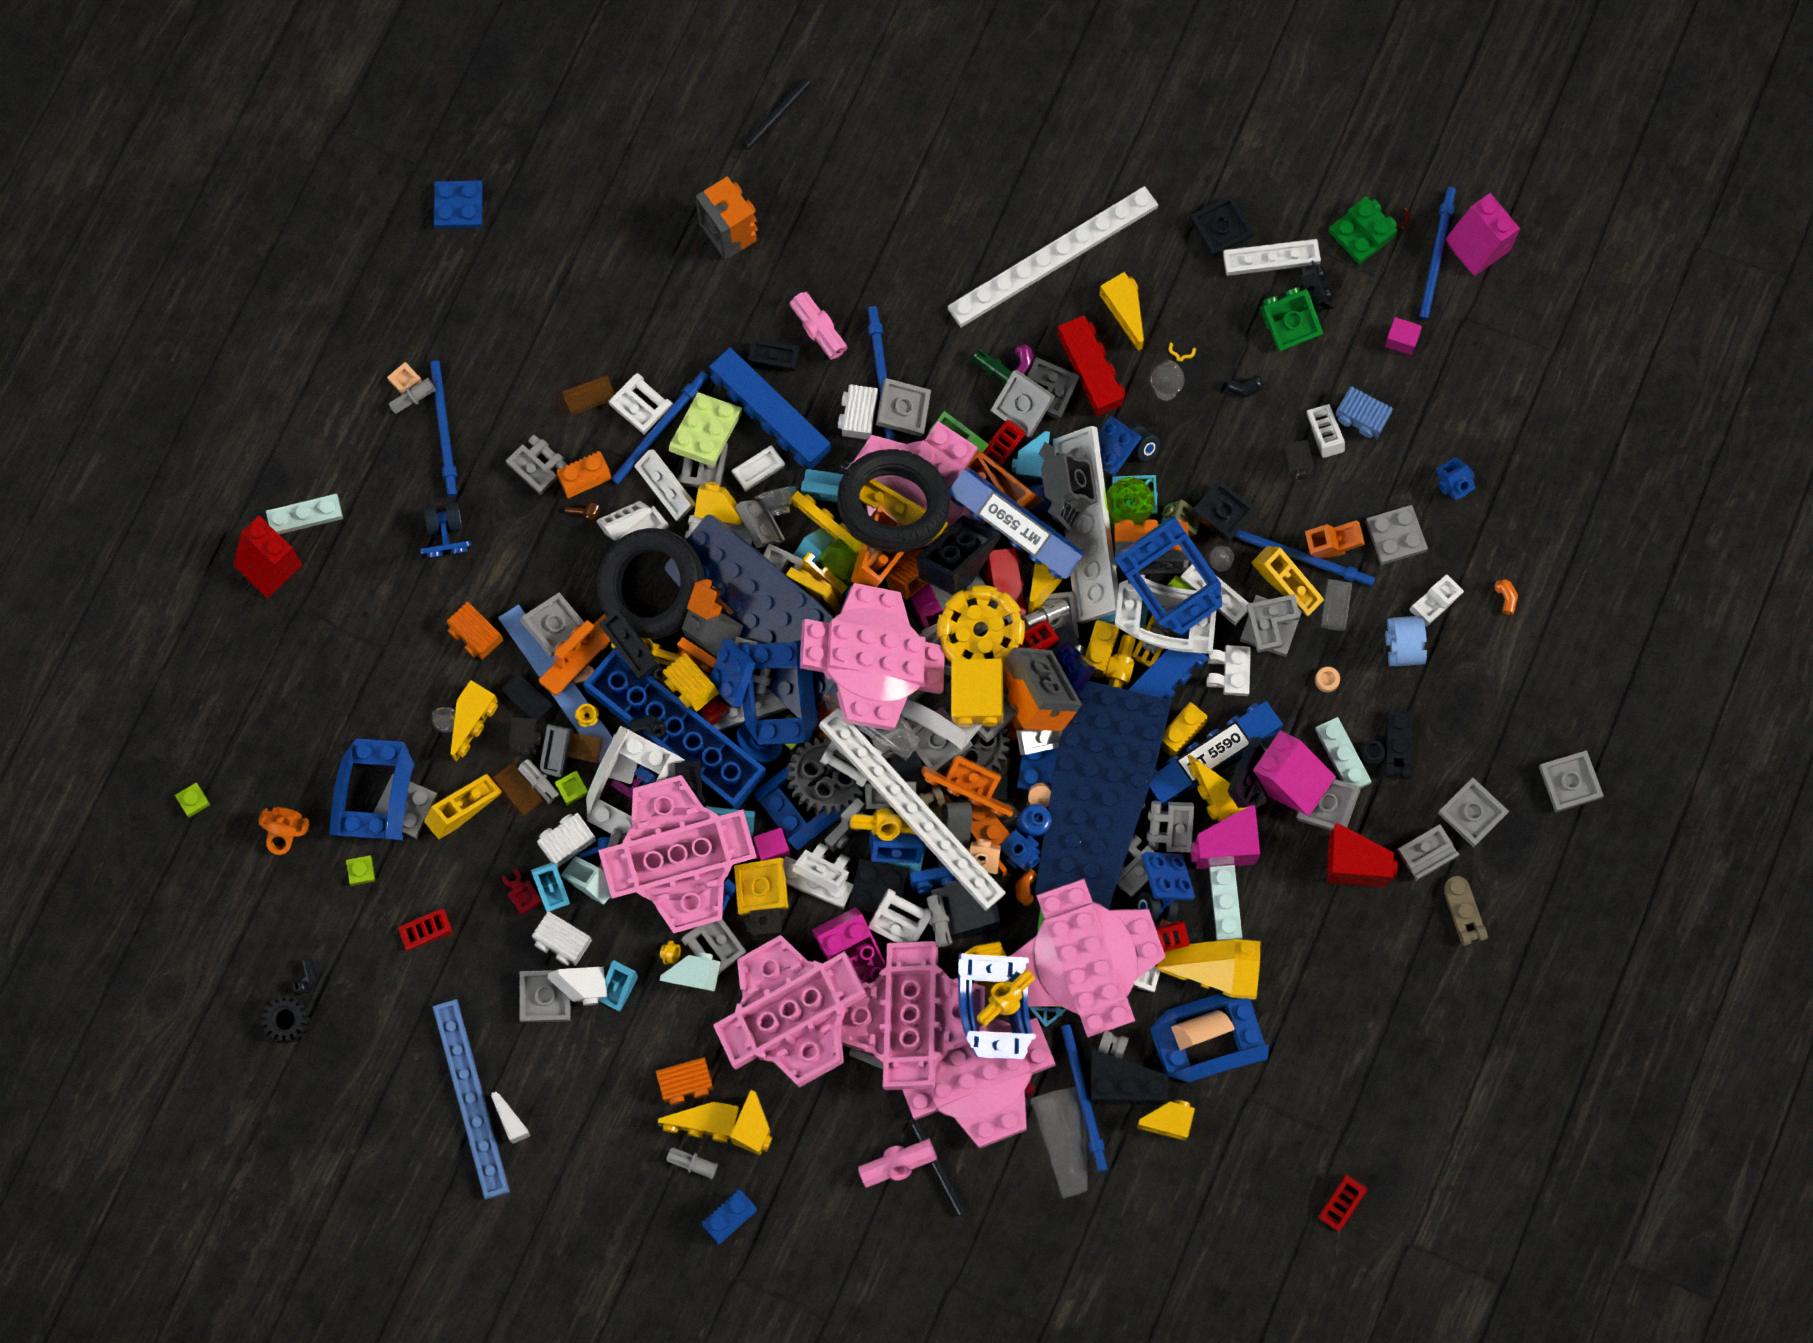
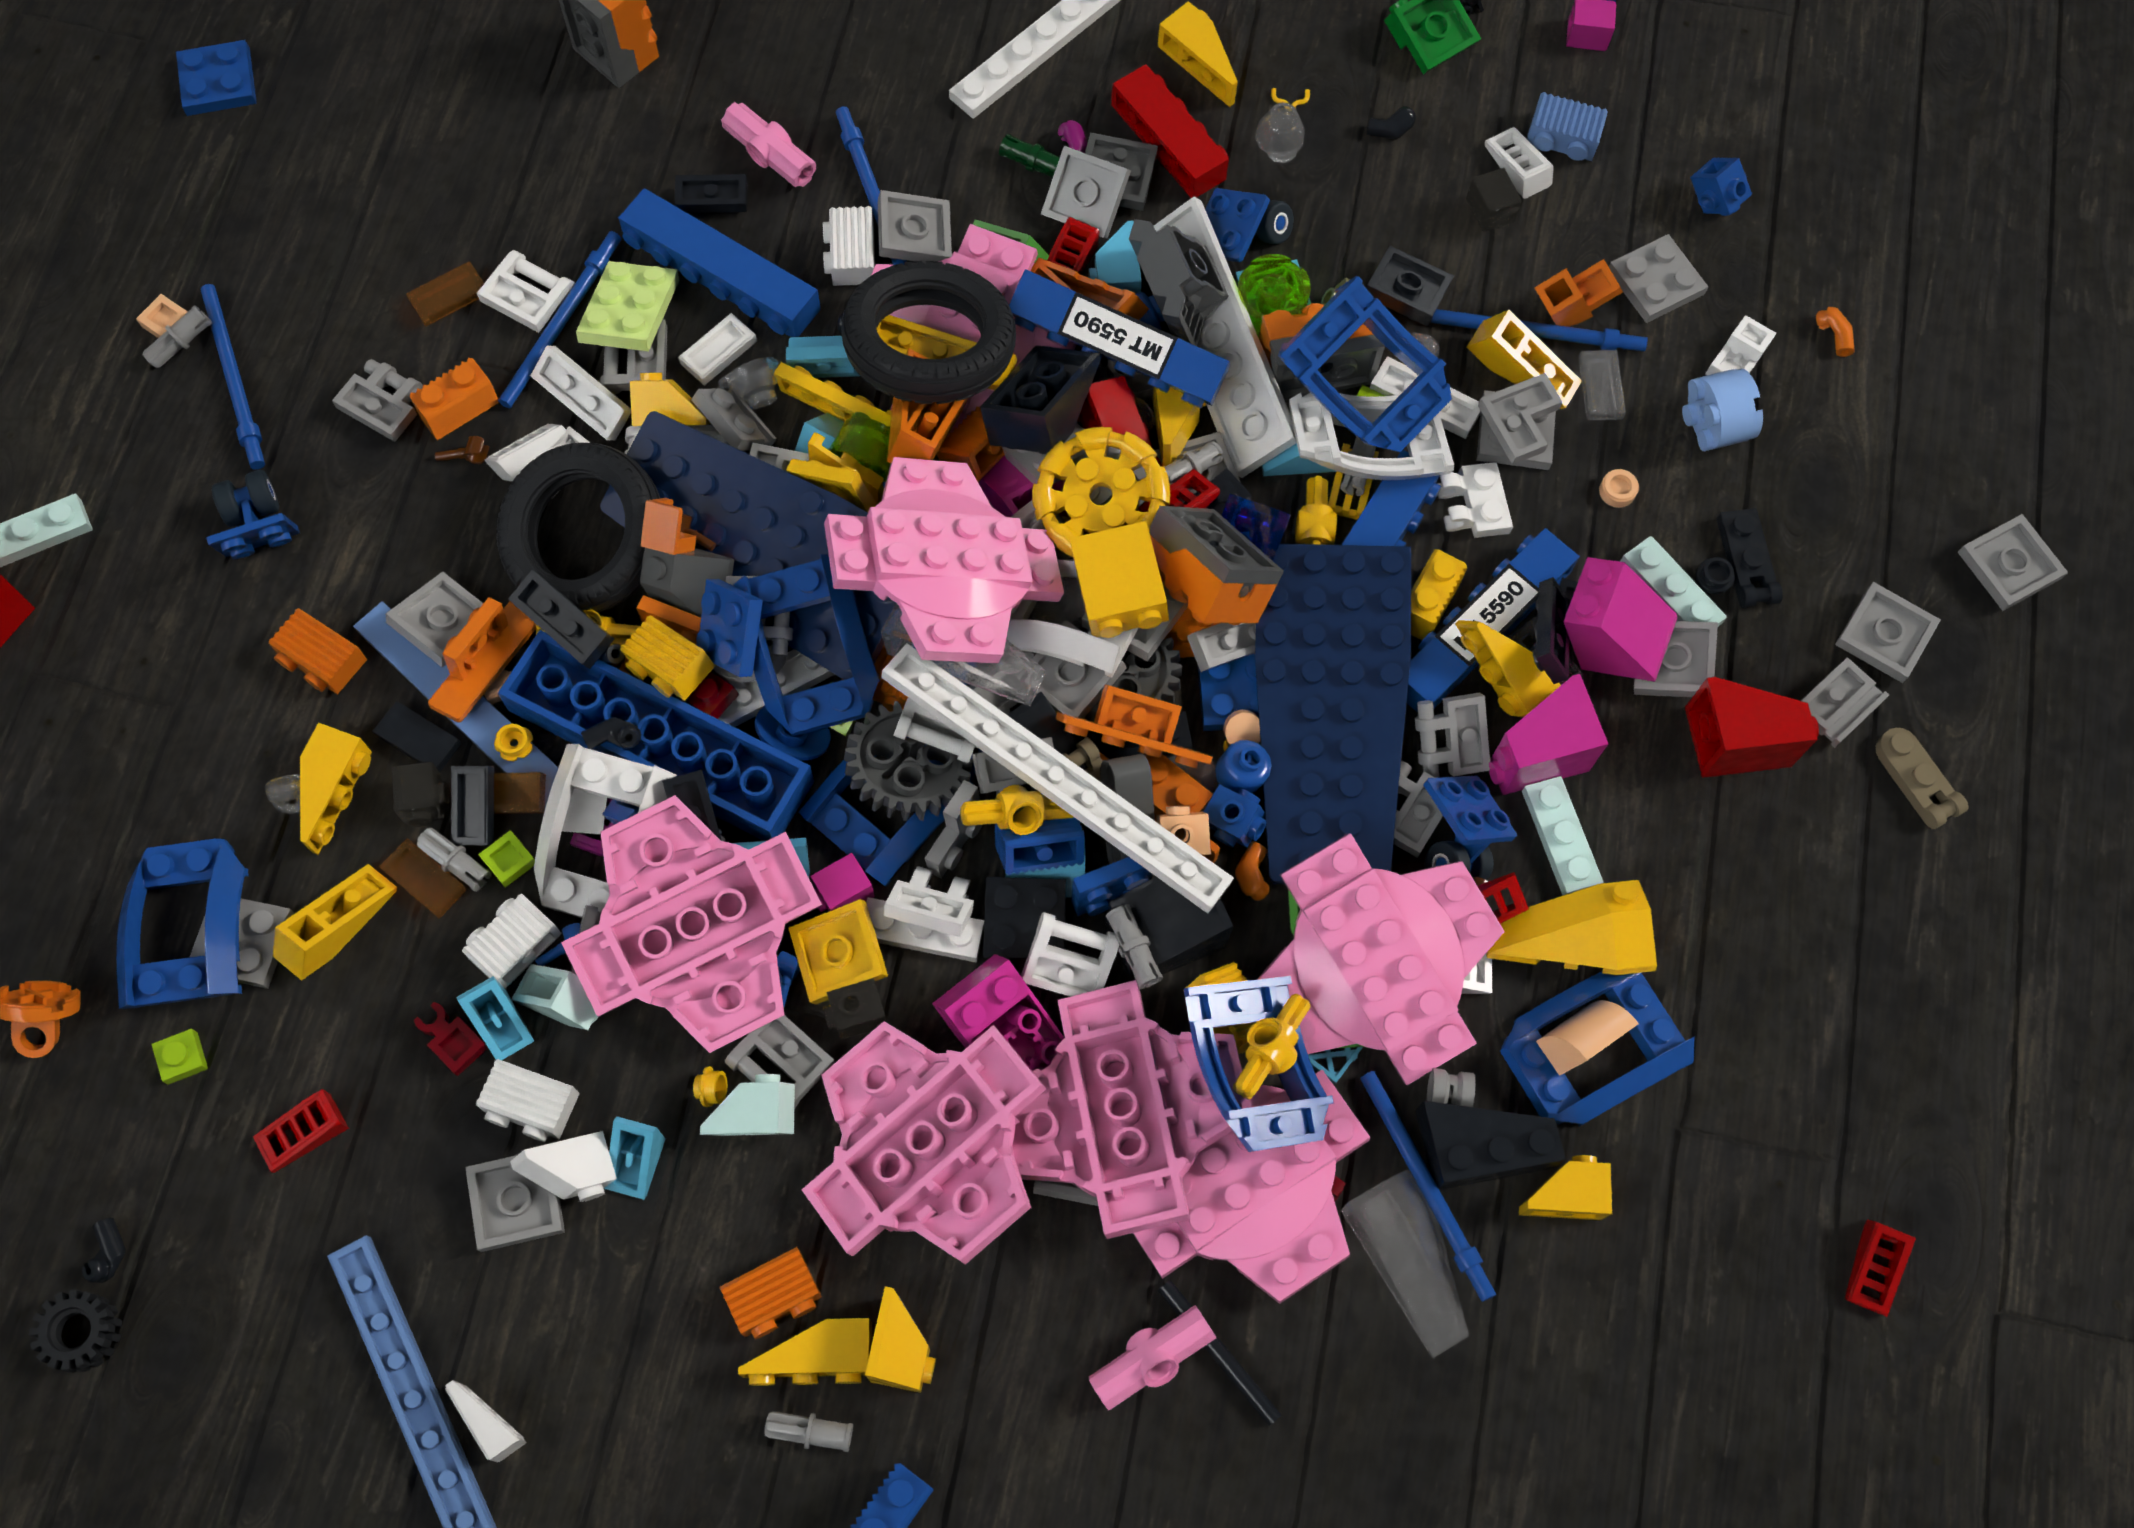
camera: 15 degrees left, 5 degrees down
(1101, 647) = (1282, 492): yellow brick -> none

